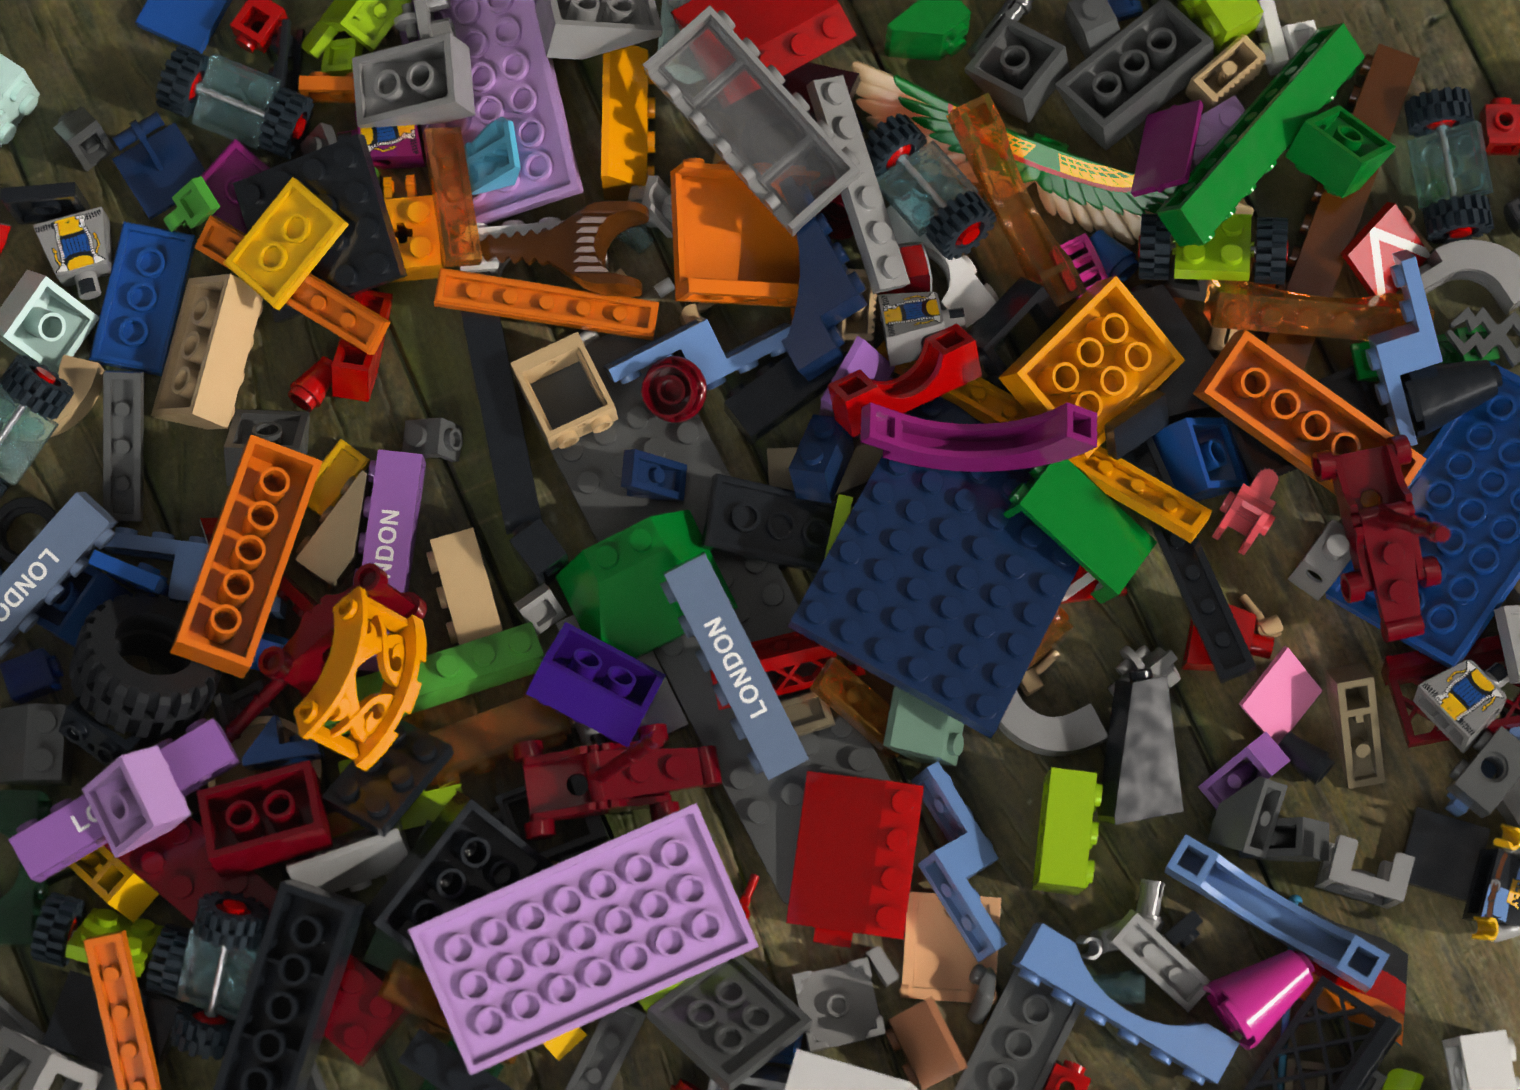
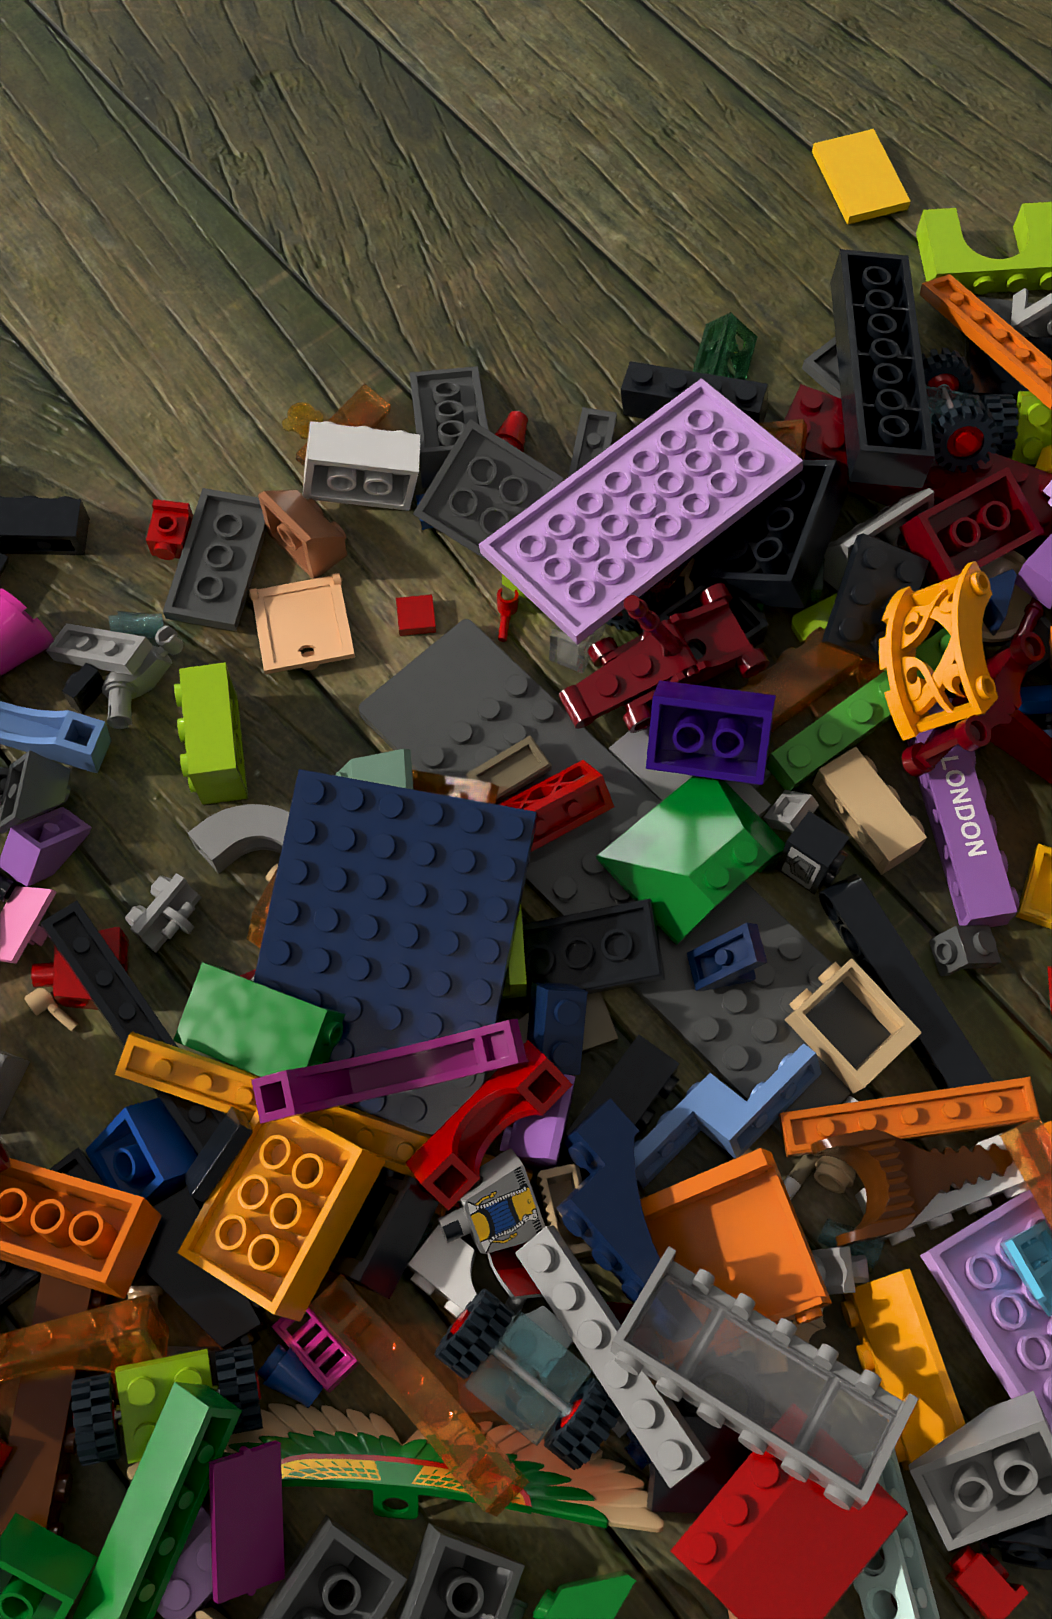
camera: 165 degrees right, 10 degrees down
(334, 546) = (1018, 806): dark tan slope -> none
(674, 389) = (739, 1053): dark red piece -> none
(735, 666) = (583, 779): sand blue brick -> none
(839, 1004) = (394, 548): light grey panel -> none
(855, 854) = (411, 666): red slope -> none
(882, 966) = (362, 587): light grey tile -> none
(957, 861) = (310, 684): medium blue bracket -> none
(984, 995) = (260, 584): dark grey arm -> none
(1058, 964) = (61, 592): medium blue arch -> none
(1140, 752) = (151, 822): slope -> none
(1249, 509) = (78, 1104): coral hinge -> none

